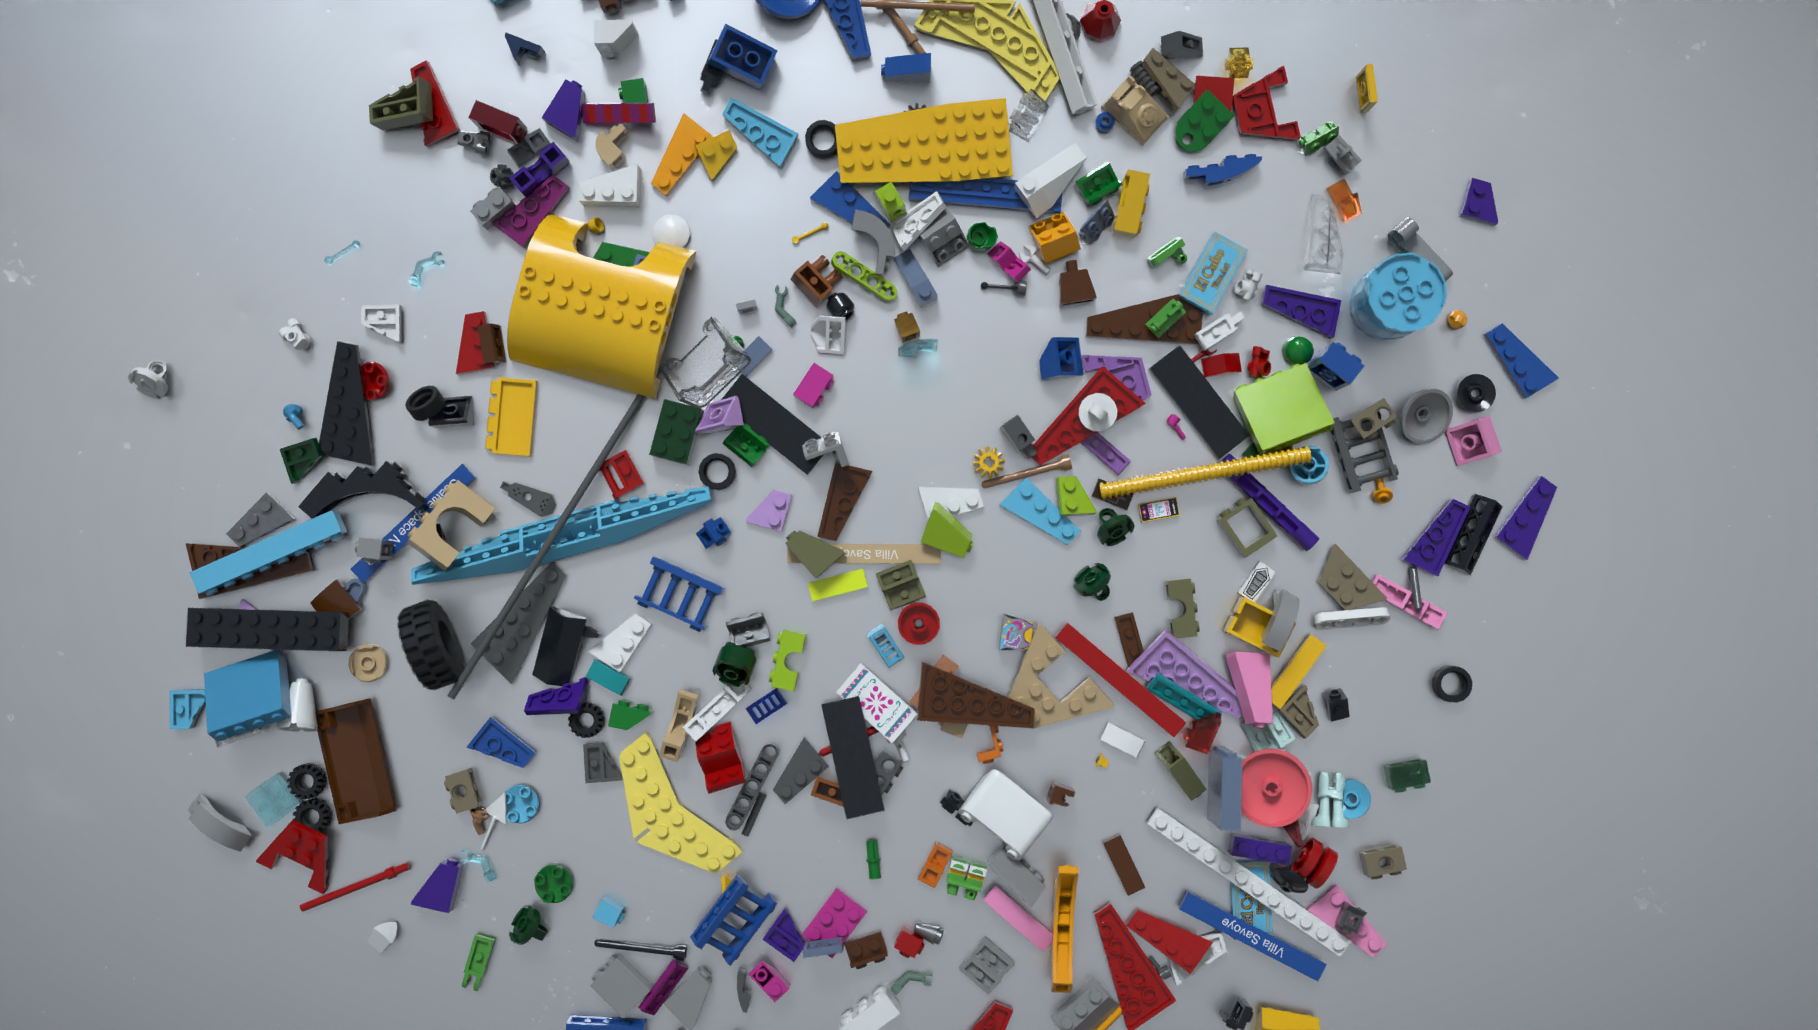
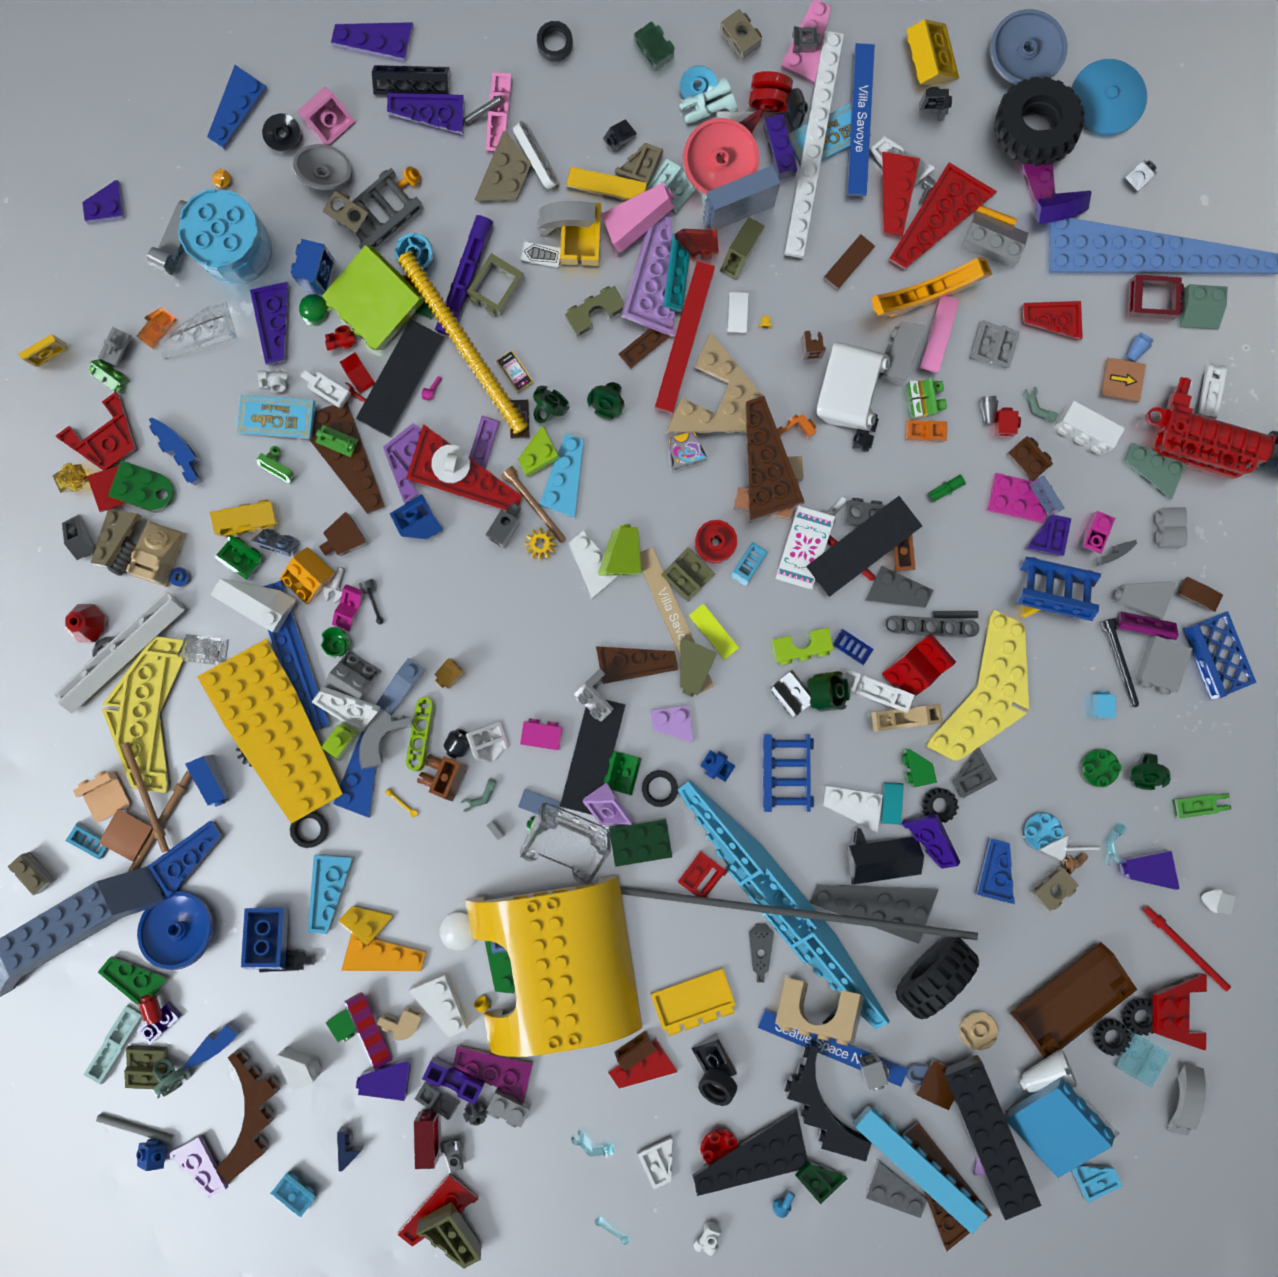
camera: 115 degrees left, 0 degrees up
(911, 348) = (468, 658): clear light blue slope -> none

